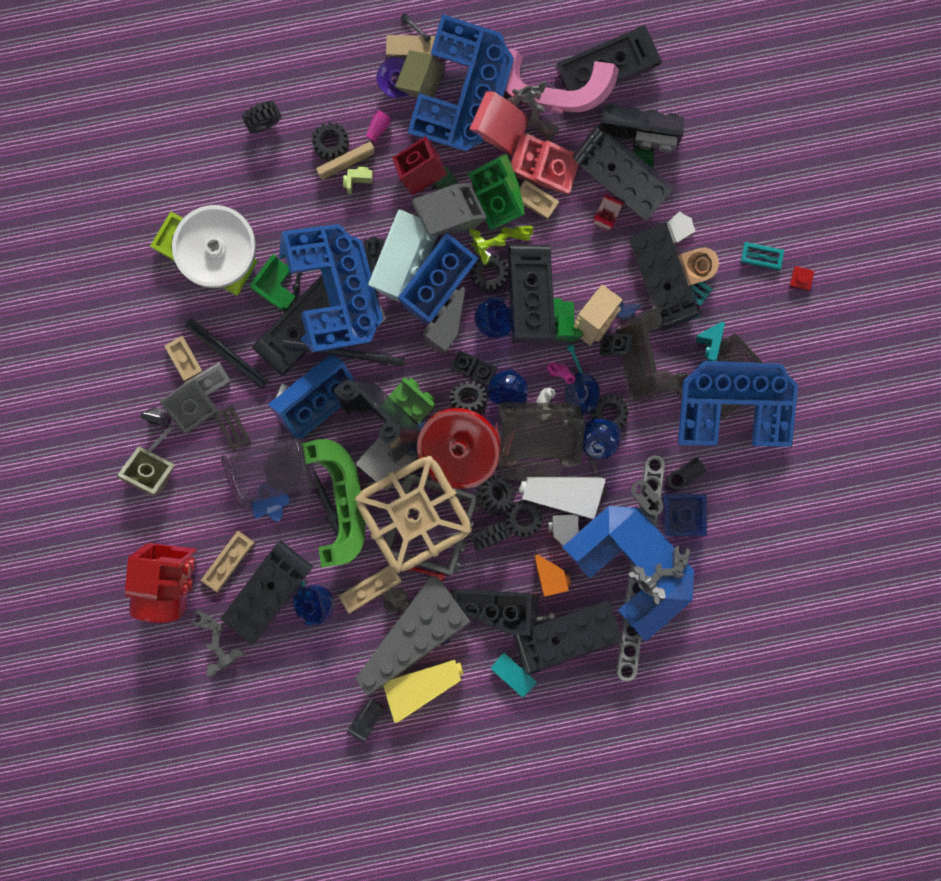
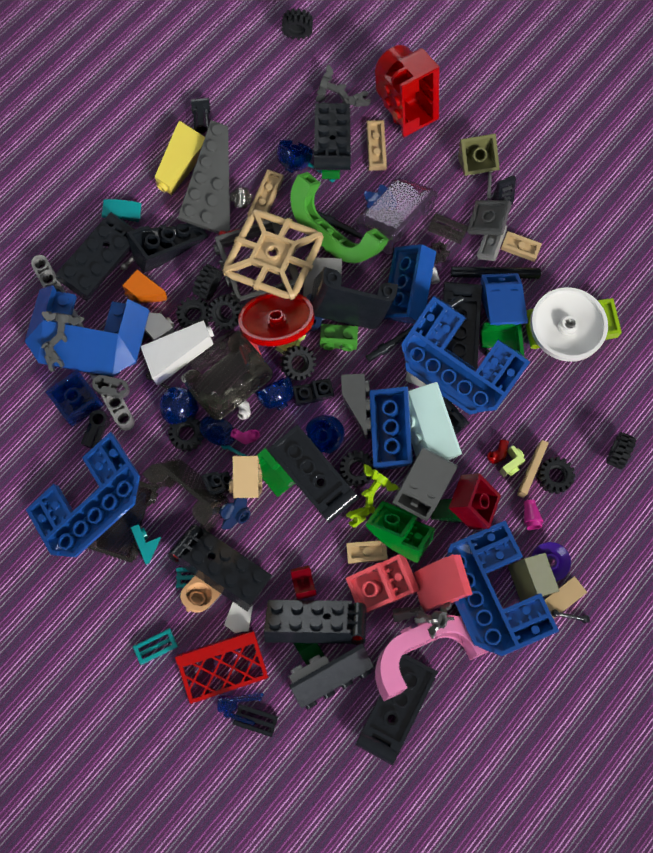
camera: 140 degrees right, 10 degrees down
(200, 745) = (297, 24): none -> black tyre
(246, 315) = (503, 299): none -> blue slope
(255, 409) = (441, 248): none -> clear smoke gear
(360, 194) = (500, 454): none -> red arm
(712, 214) = (215, 649): none -> red fence
(729, 134) = (272, 725): none -> black tile
(737, 166) = (227, 704): none -> clear blue plant
(801, 278) = (110, 652): red plate -> none

